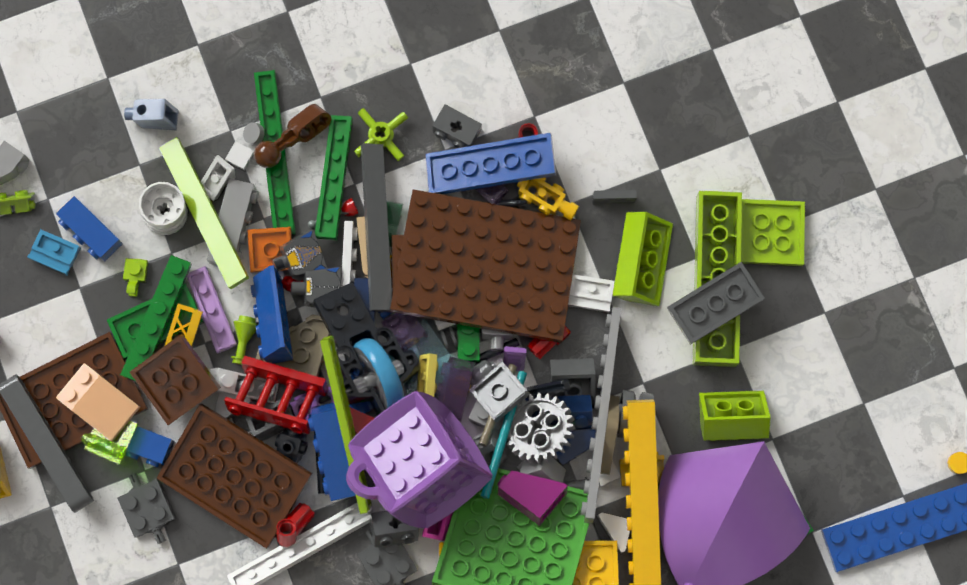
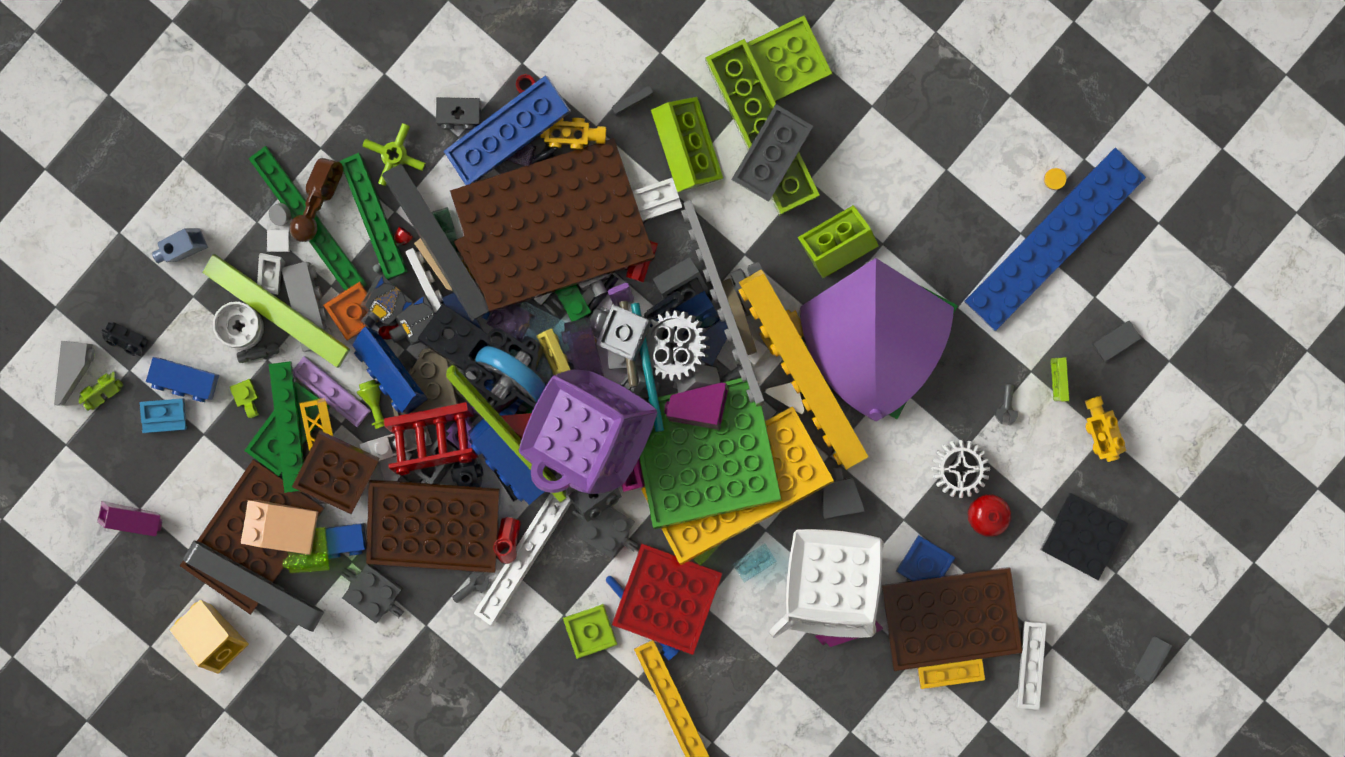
camera: 25 degrees left, 10 degrees up
(53, 162) = (116, 336): none -> black hinge
(167, 241) = (257, 352): none -> dark grey axle
(235, 551) = (471, 587): none -> dark grey bar

